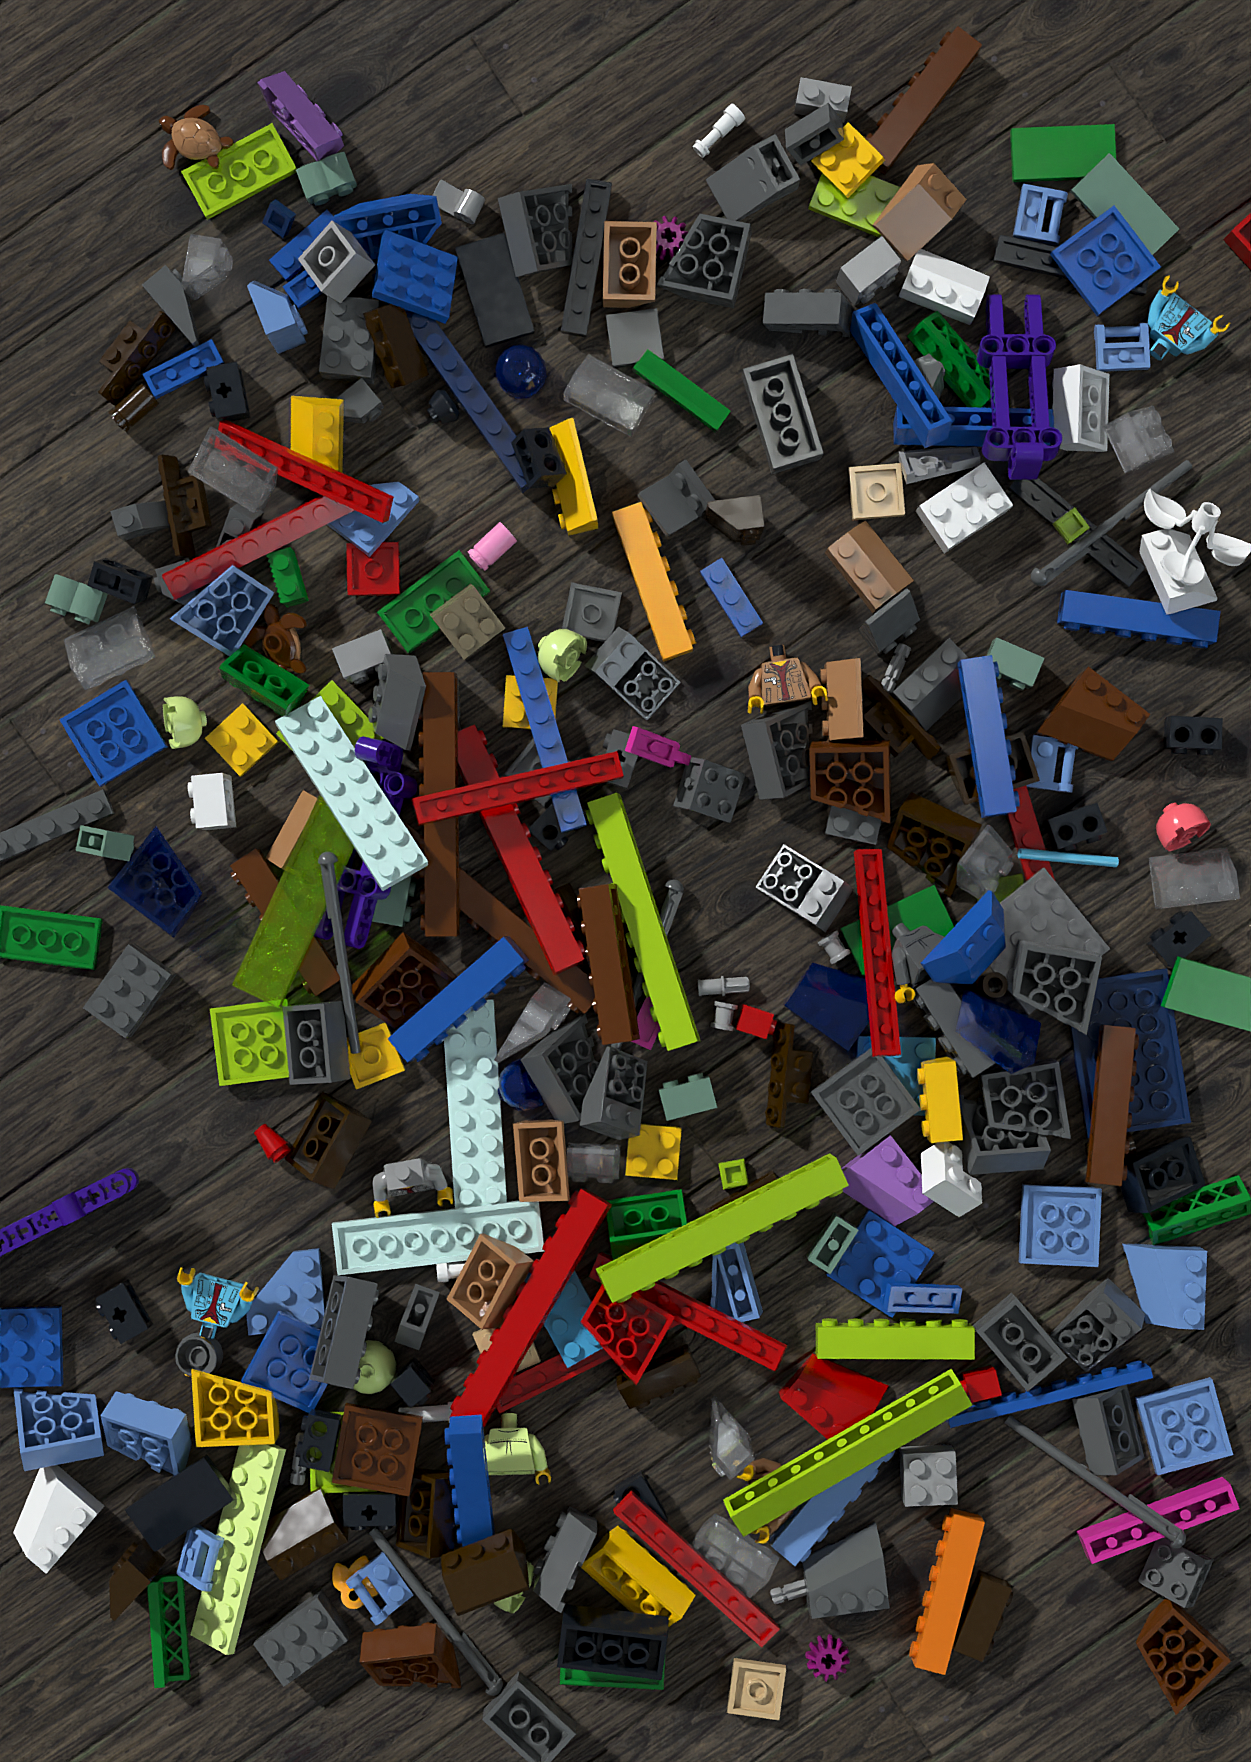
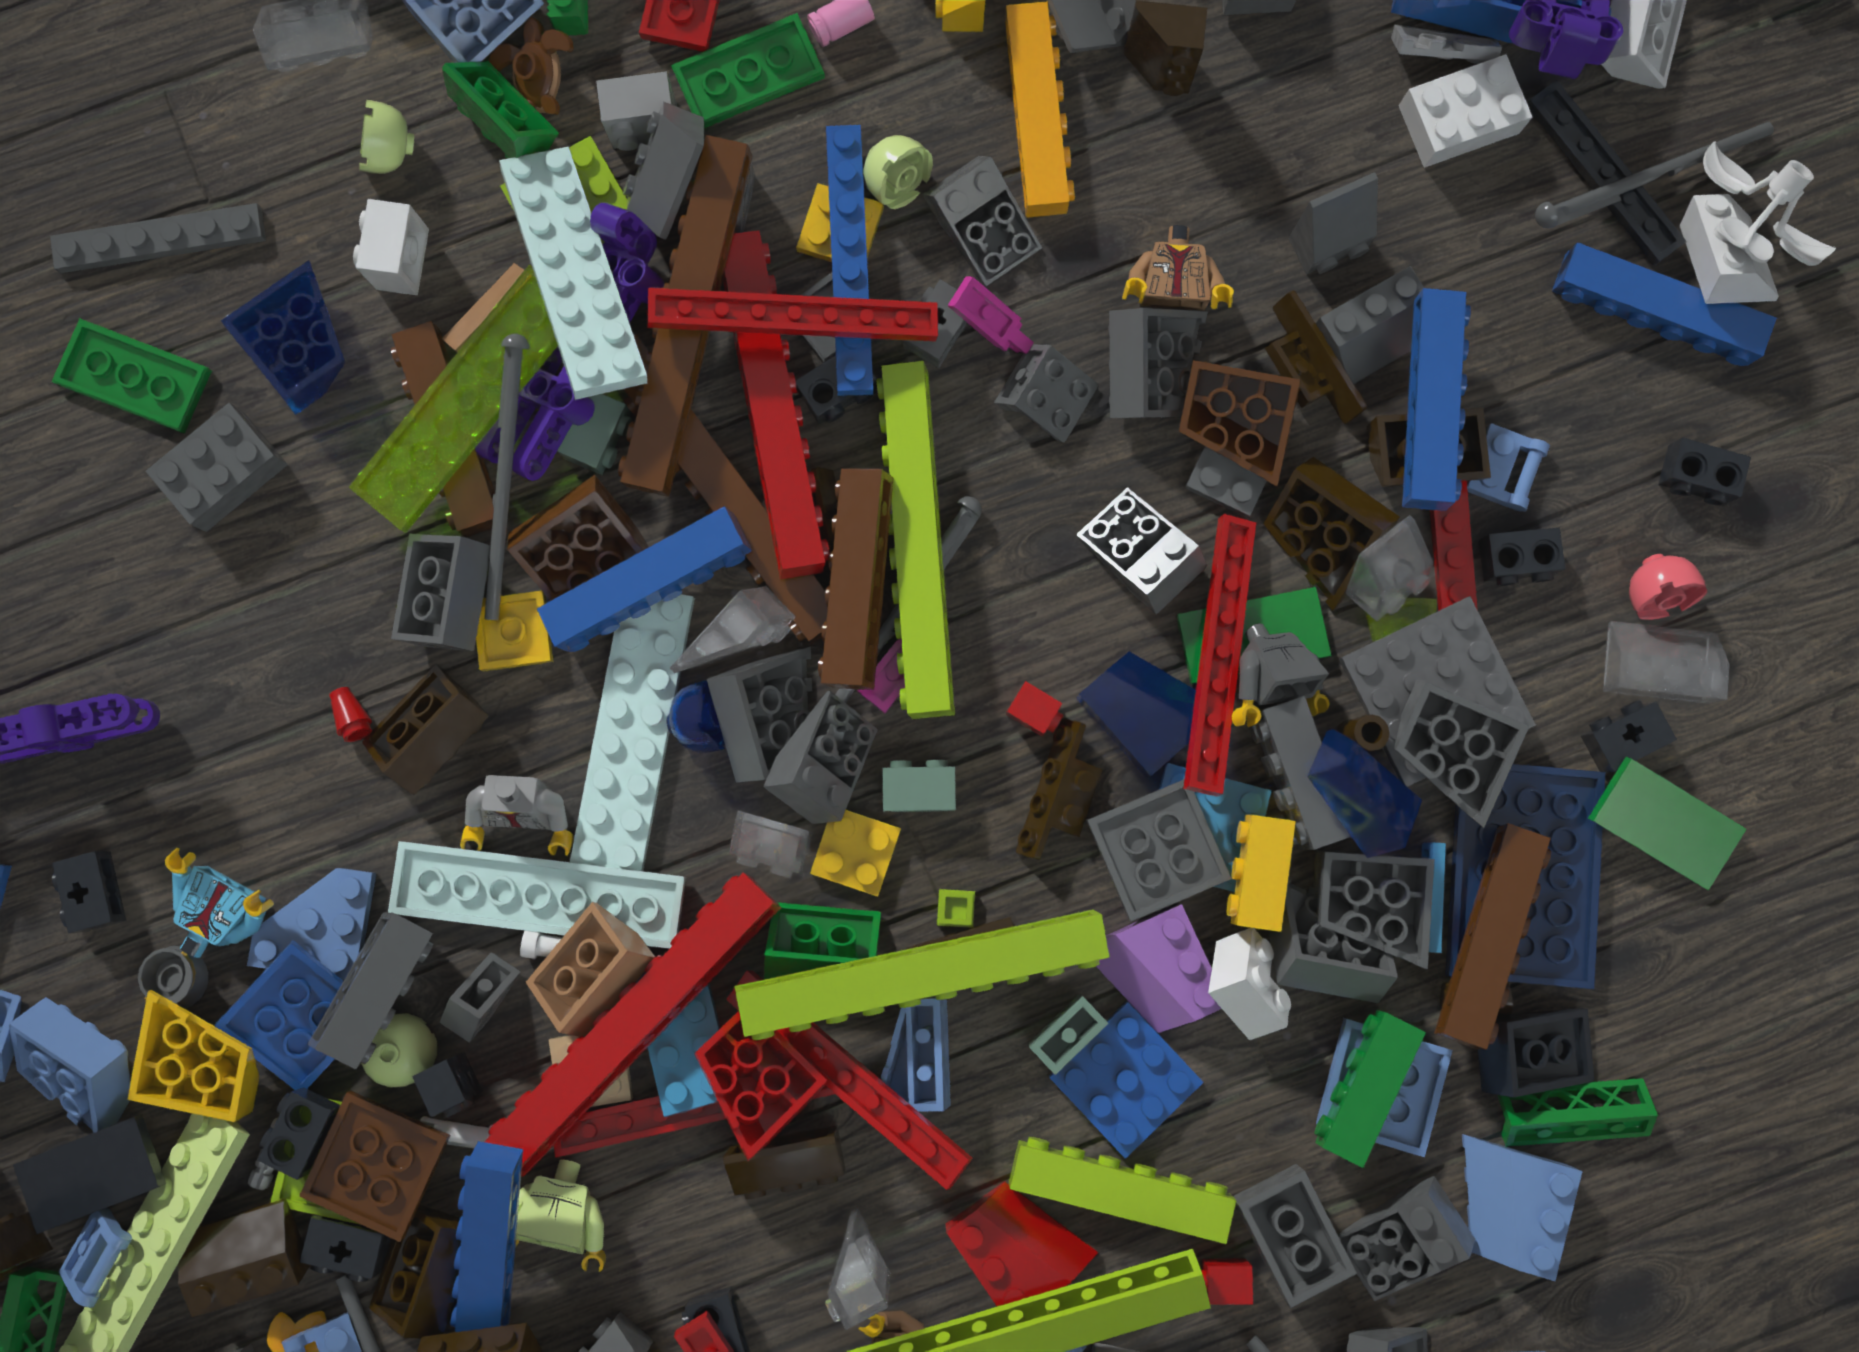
camera: 15 degrees right, 5 degrees down
(105, 843) = (237, 266): sand green brick -> none
(113, 733) = (290, 136): blue plate -> none
(241, 740) = (454, 185): yellow plate -> none
(249, 1042) = (354, 574): lime plate -> none
(467, 621) = (783, 98): dark tan brick -> none
(541, 1160) = (699, 823): medium nougat slope -> none
(592, 611) = (950, 130): dark grey tile -> none
(723, 986) = (1003, 652): light grey axle -> none
(723, 1016) = (994, 692): light grey bush -> none
(731, 597) = (1134, 156): blue plate -> none
(834, 947) = (1163, 636): light grey bush -> none
(844, 701) = (1253, 314): medium nougat slope -> none
(868, 566) = (1316, 148): medium nougat slope -> none
(876, 491) = (1354, 66): tan plate -> none
(895, 667) = (1330, 291): light grey axle -> none
(922, 1298) = (1173, 1140): plate -> none
(969, 945) = (1349, 669): blue wedge -> none
(1015, 664) = (1491, 326): sand green brick -> none
(1048, 1229) = (1368, 1087): none -> green brick
(1058, 1391) = (1330, 1318): blue plate -> none
(1059, 1054) = (1437, 852): none -> dark azure tile
(1066, 857) = (1503, 592): medium azure bar -> none
(1071, 525) = (1601, 164): lime tile -> none
(1094, 717) = (1581, 416): reddish brown wedge -> none
(1139, 438) = (1712, 78): clear slope -> none

